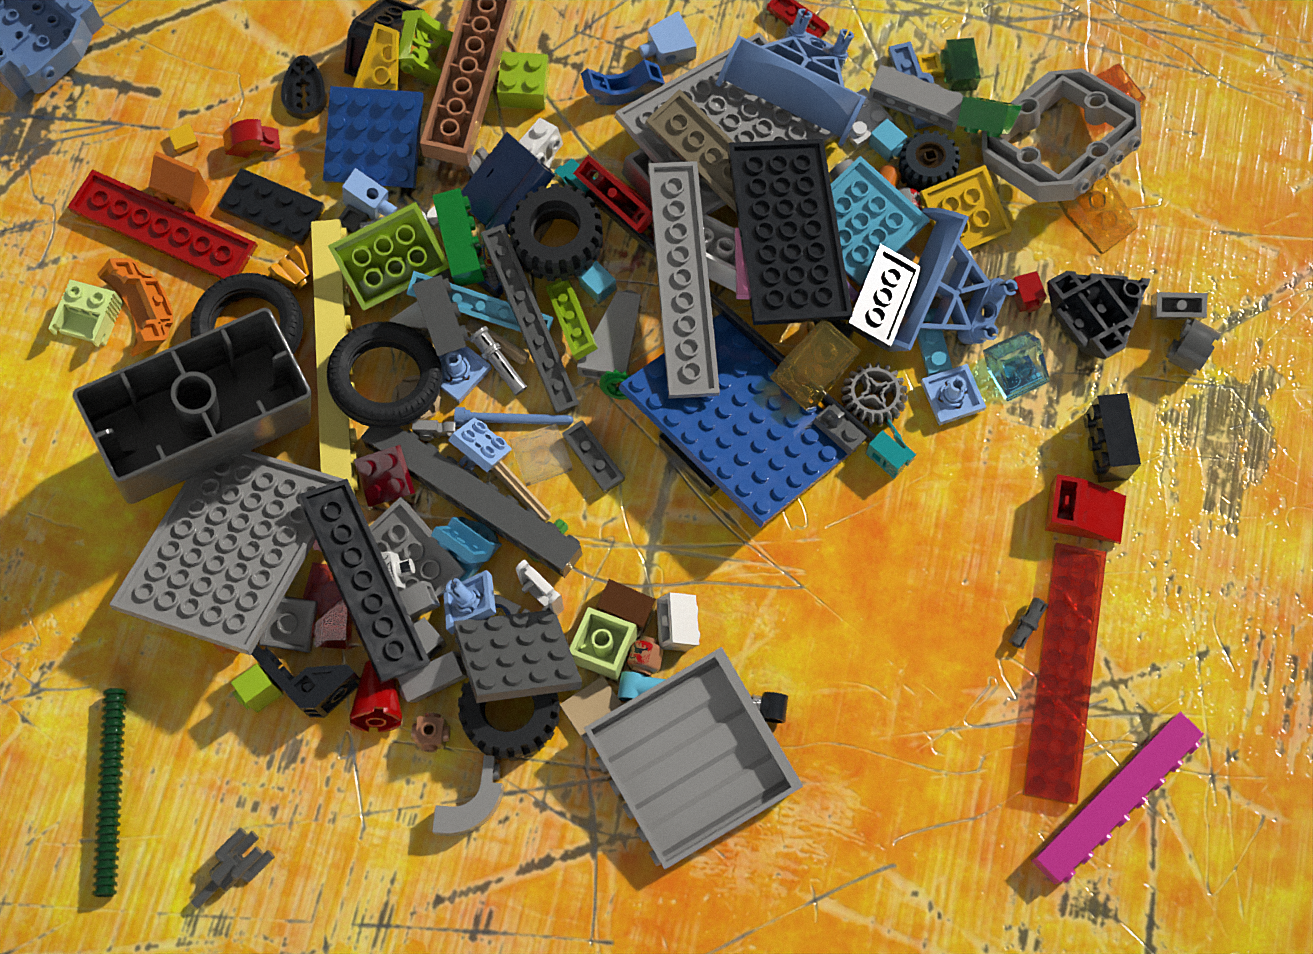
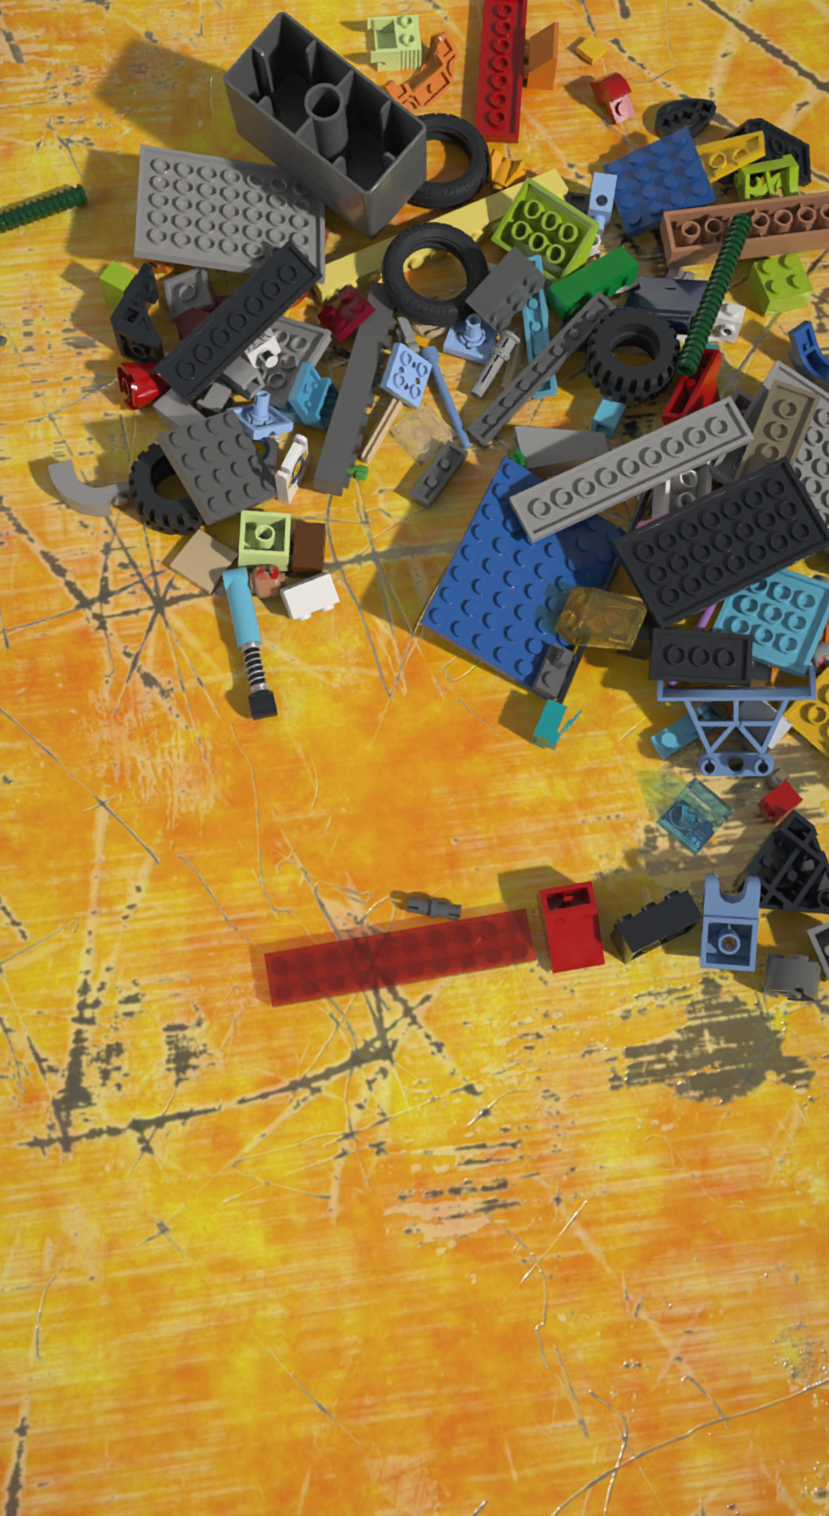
camera: 65 degrees right, 0 degrees up
(271, 206) = (560, 138): black plate -> none
(433, 741) = (134, 435): nougat brick -> none
(532, 134) = (714, 295): none -> dark green piece
(571, 318) = (559, 406): lime plate -> none
(691, 758) = (187, 647): light grey panel -> none
(889, 384) = (591, 679): light grey gear -> none
(958, 381) = (645, 760): light blue plate -> none
(1117, 798) = (293, 1044): dark pink brick -> none
(1135, 372) = (729, 917): none -> medium blue brick

